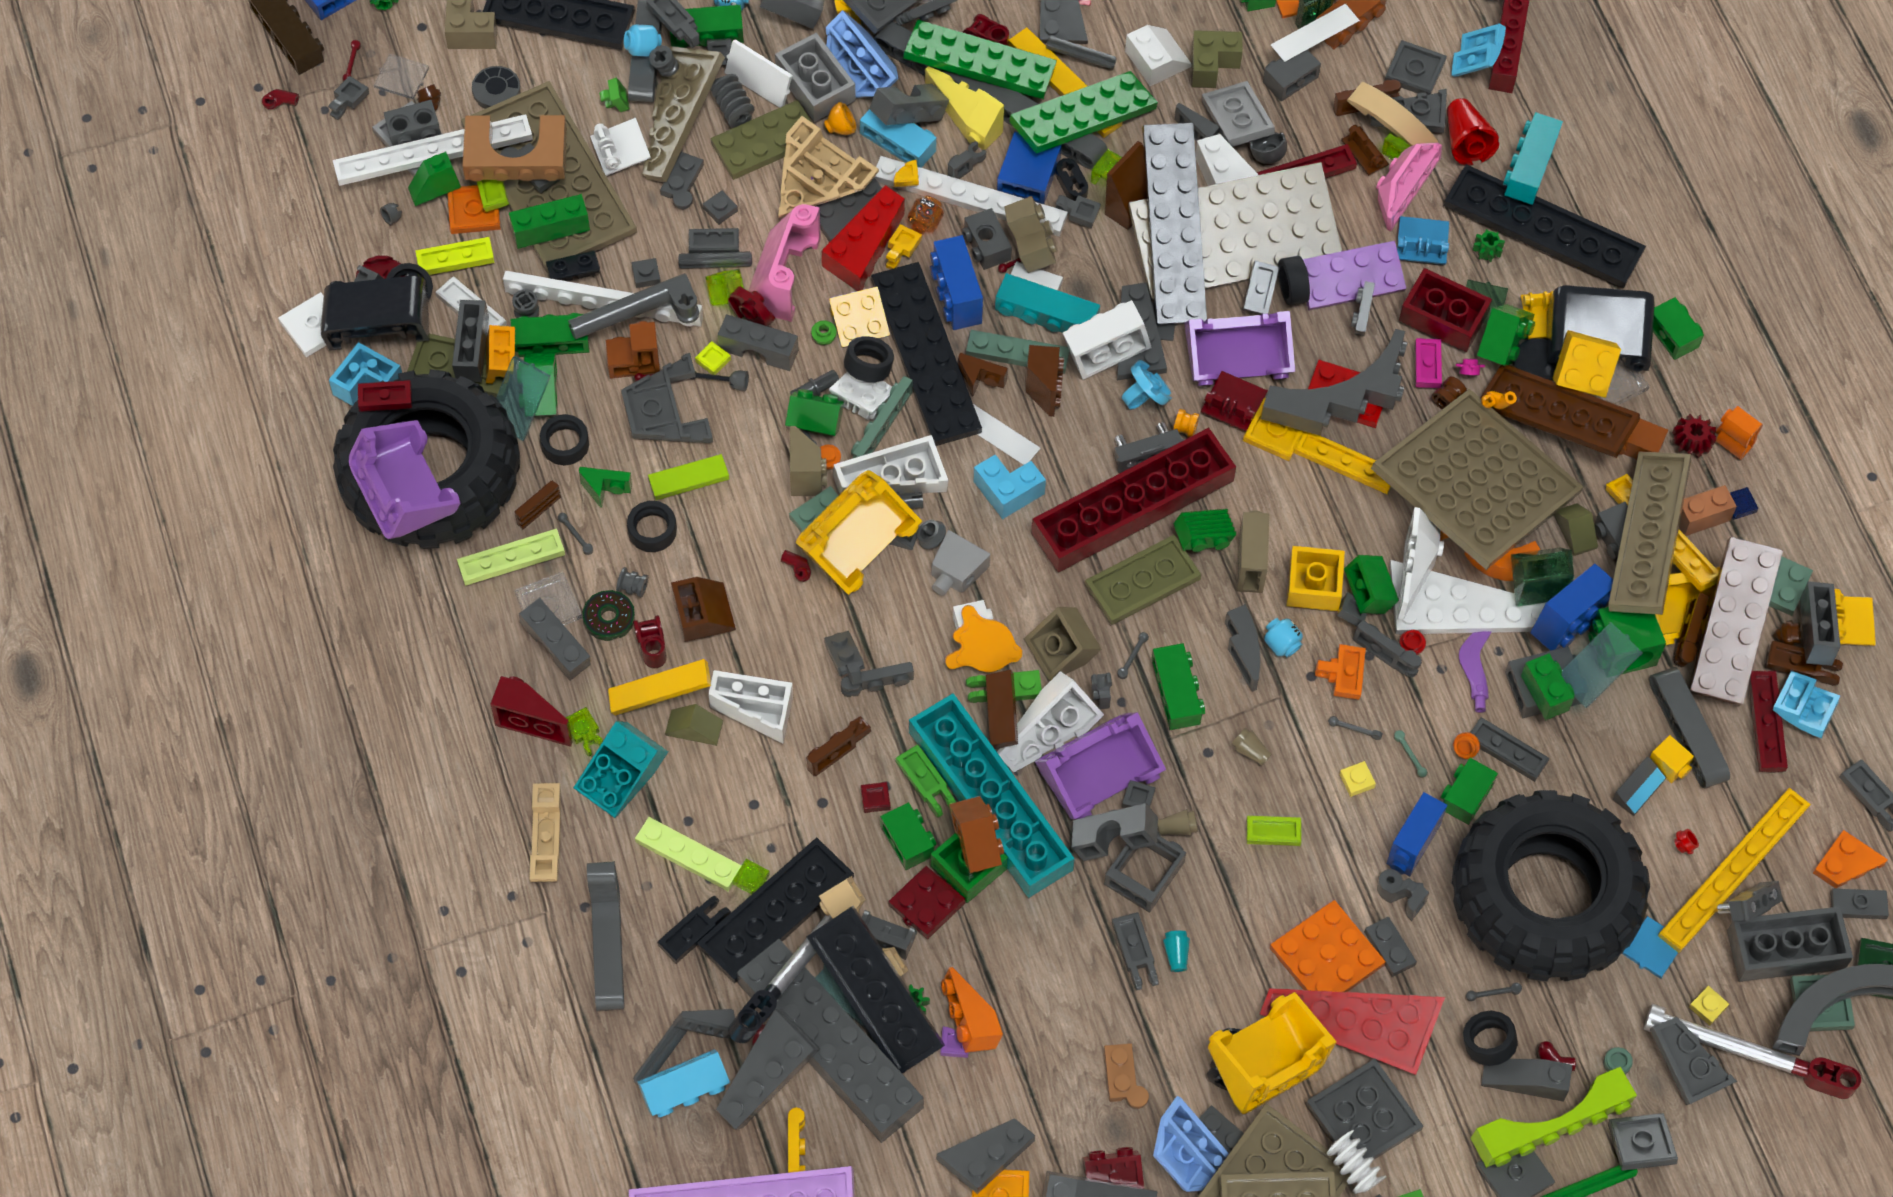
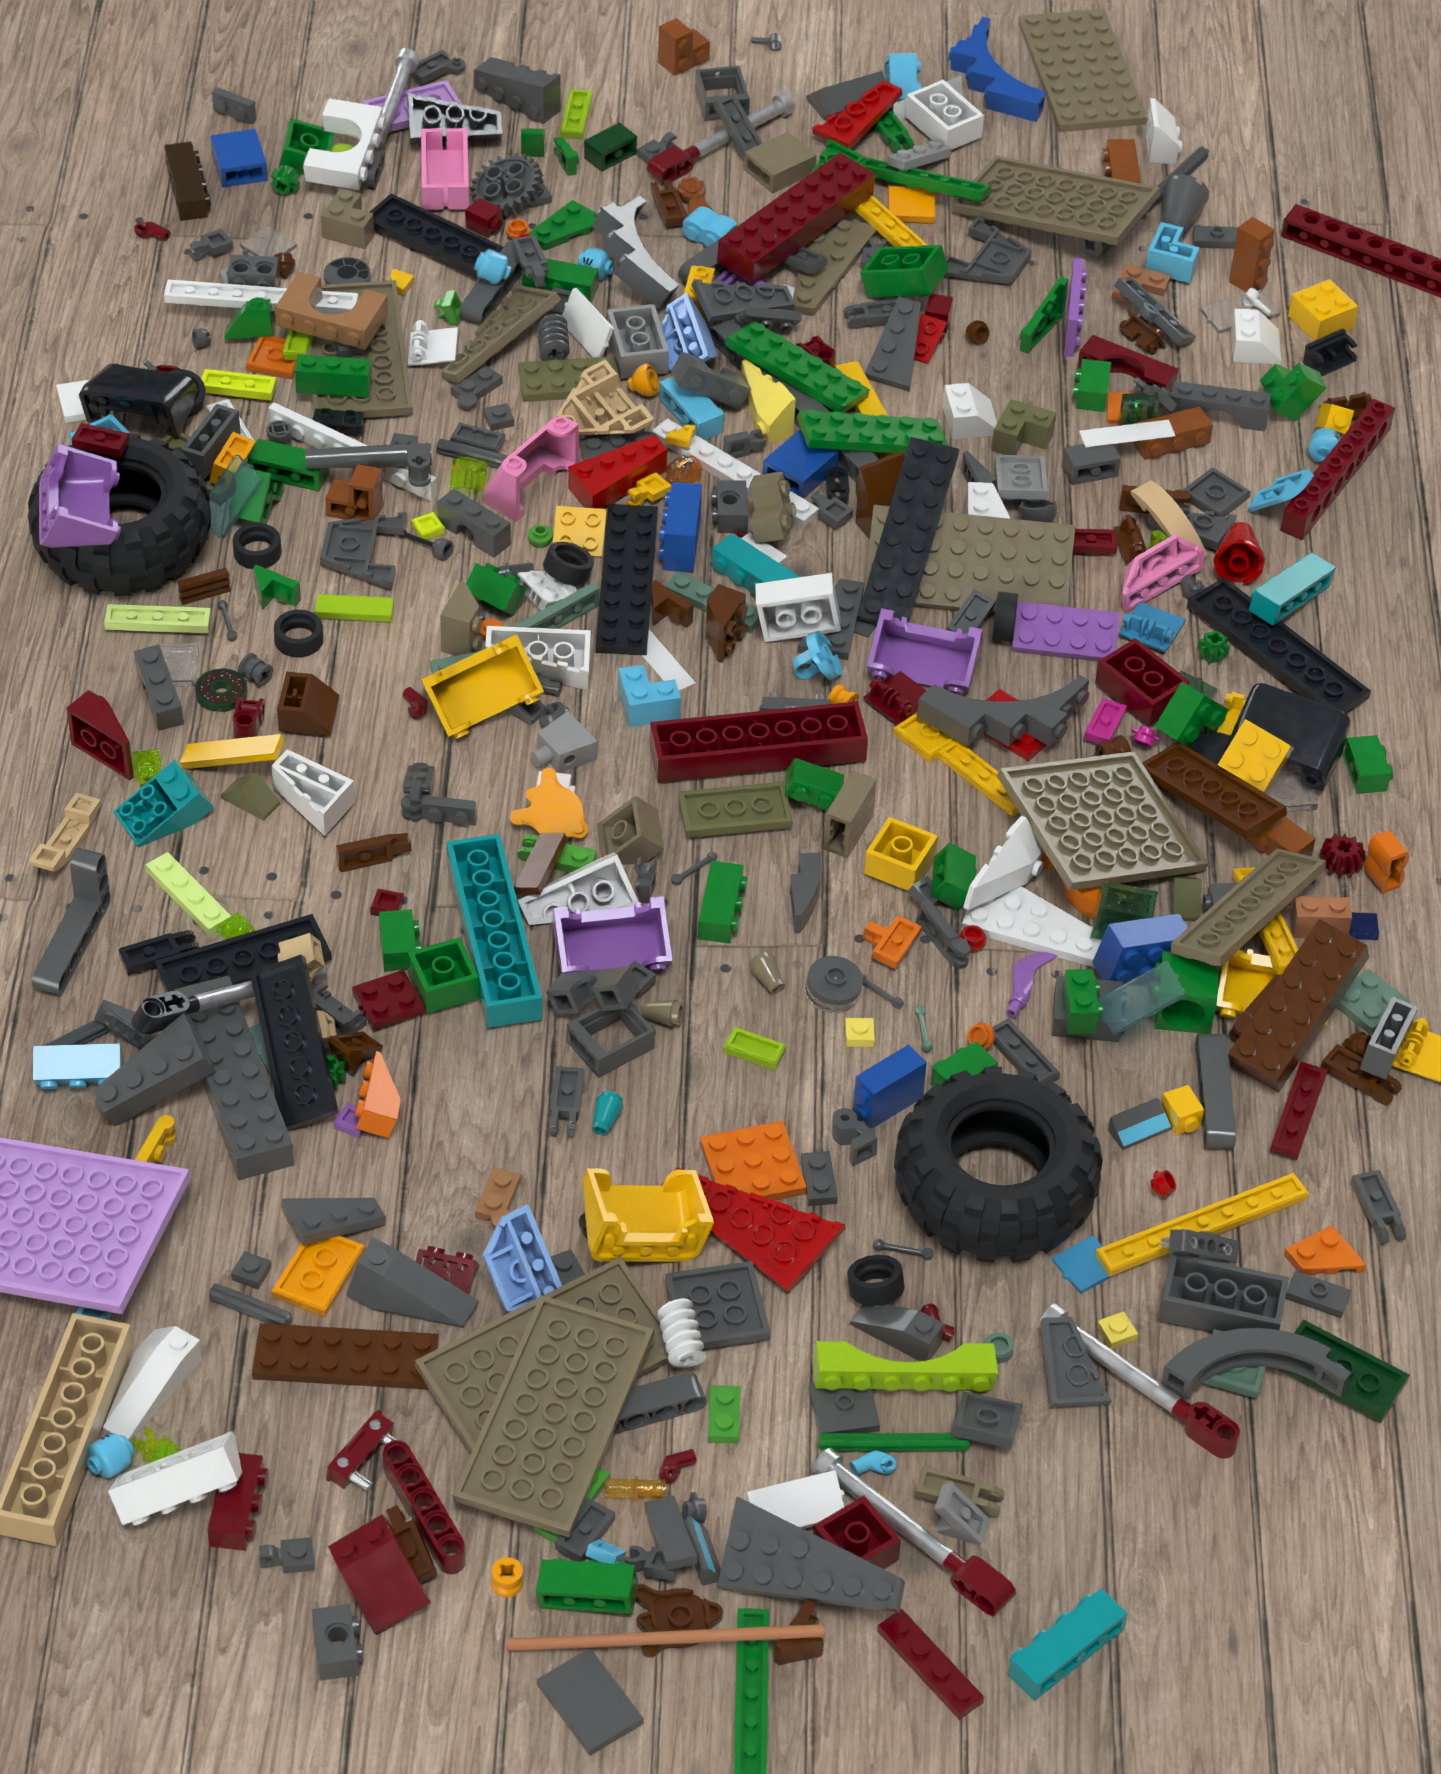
camera: 20 degrees right, 15 degrees down
(355, 45) = (241, 212): dark red hinge -> none
(552, 74) = (403, 281): none -> yellow tile
(663, 60) = (504, 289): dark grey bush -> none
(750, 306) = (478, 489): dark red plate -> none
(924, 778) = (441, 902): bright green hinge -> none
(925, 969) = (352, 1049): none -> reddish brown slope
(977, 835) = (453, 942): dark orange brick -> none
(1081, 52) = (898, 393): dark grey axle -> none
(1283, 637) = (846, 894): medium azure head -> none
(1315, 738) = (833, 984): none -> dark grey piece
(1364, 297) = (1066, 651): plate -> none
(1439, 186) = (1189, 588): none -> dark grey arm
(1498, 399) = (1155, 764): light orange arm -> none
(1805, 704) = (1344, 1107): medium azure slope -> none

